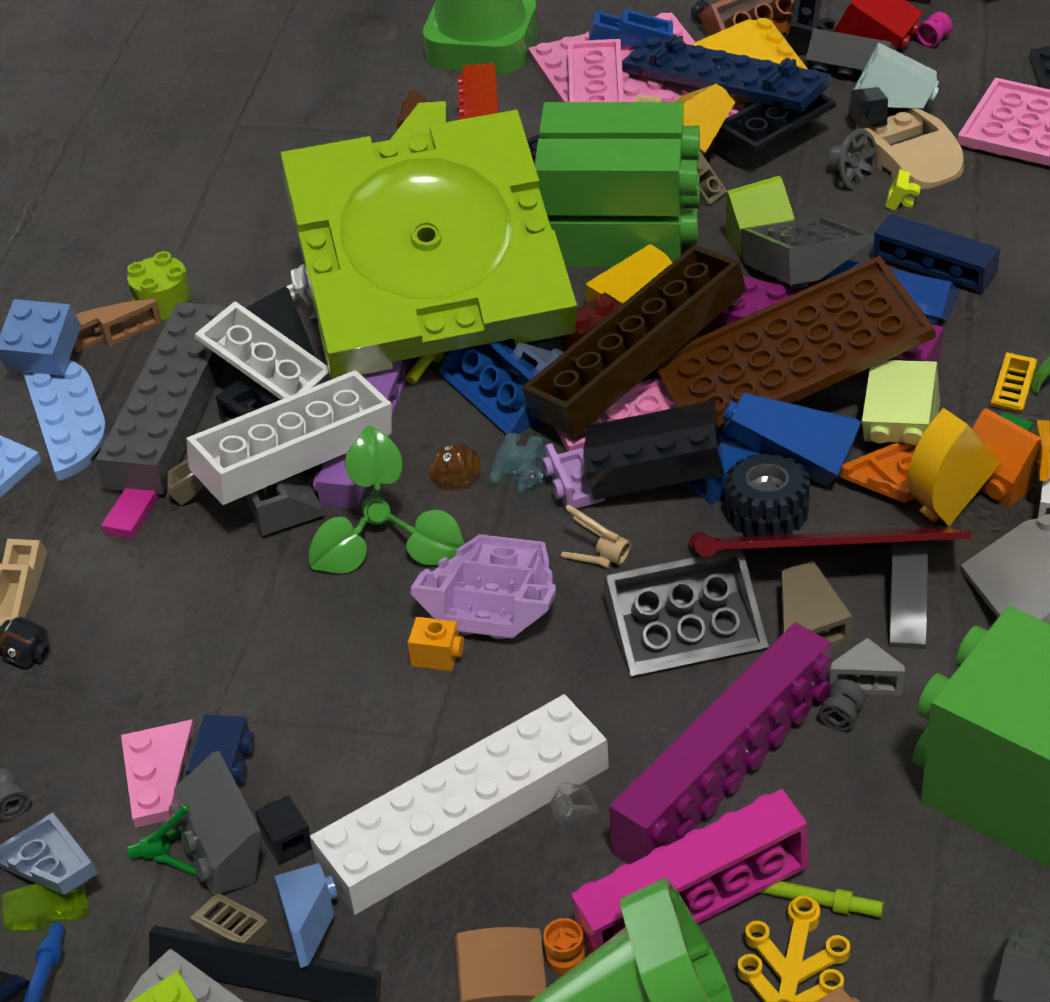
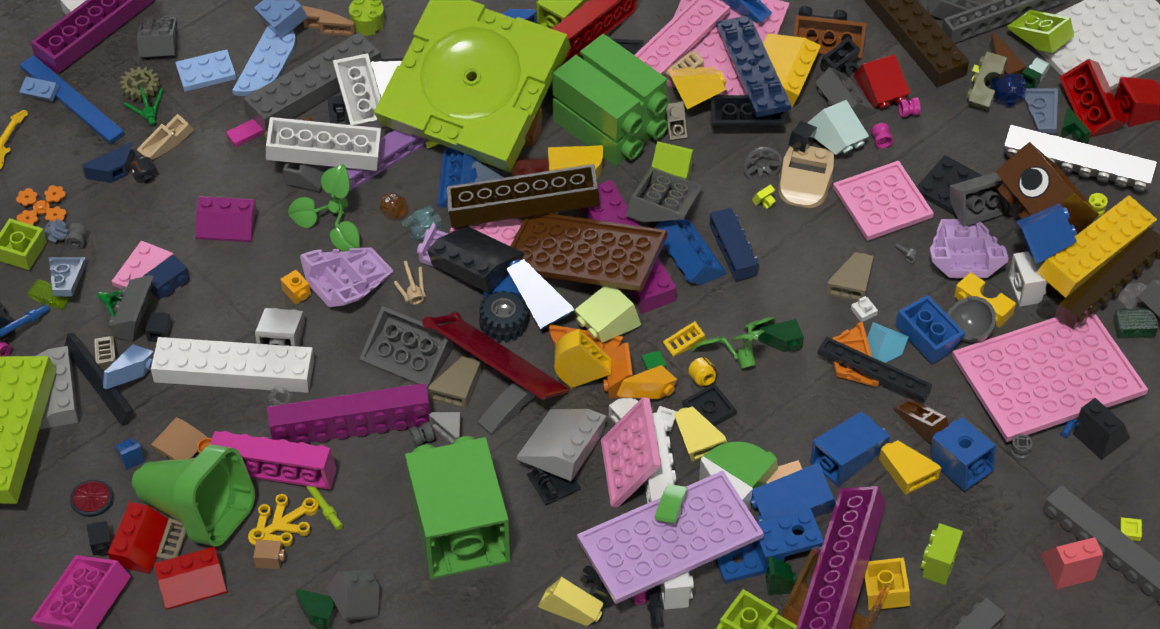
camera: 35 degrees right, 10 degrees up
(226, 626) = (225, 219): none -> magenta slope
(481, 703) = (280, 327): none -> light grey slope
(947, 68) = (880, 133): none -> dark pink wheel

